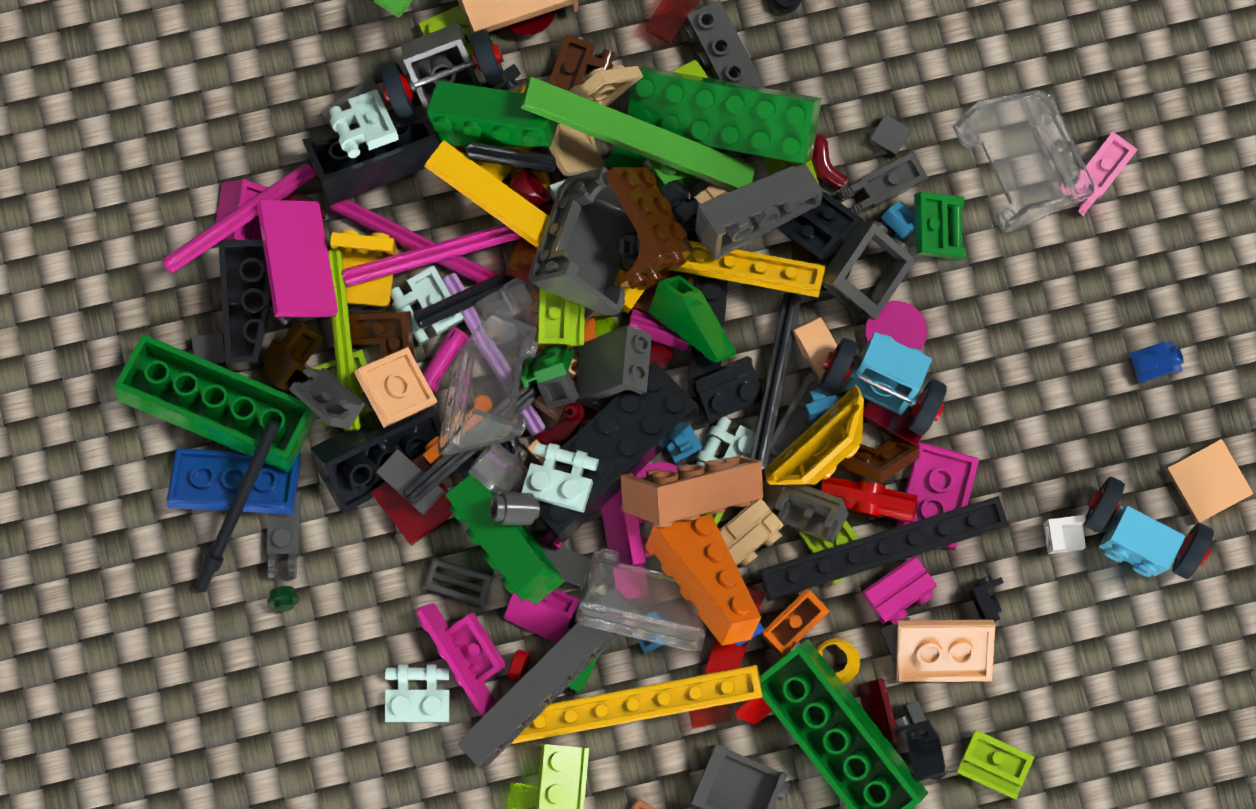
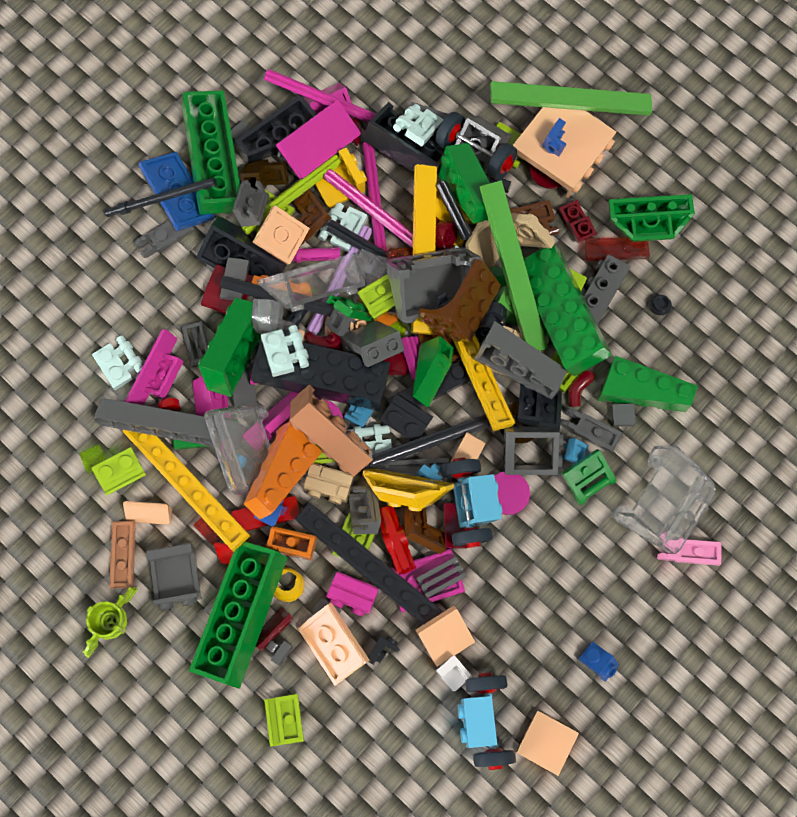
camera: 55 degrees right, 5 degrees down
(283, 598) = (127, 257): dark green plate -> none
(514, 508) = (247, 334): dark grey brick -> none
(614, 22) = (576, 221): none -> dark red slope
(639, 775) = (147, 512): none -> light nougat slope
(873, 89) = (645, 387): none -> green wedge
(924, 751) = (262, 670): black bracket -> none
(949, 448) = (458, 568): none -> dark grey tile
(1019, 515) = (445, 635): none -> light nougat tile

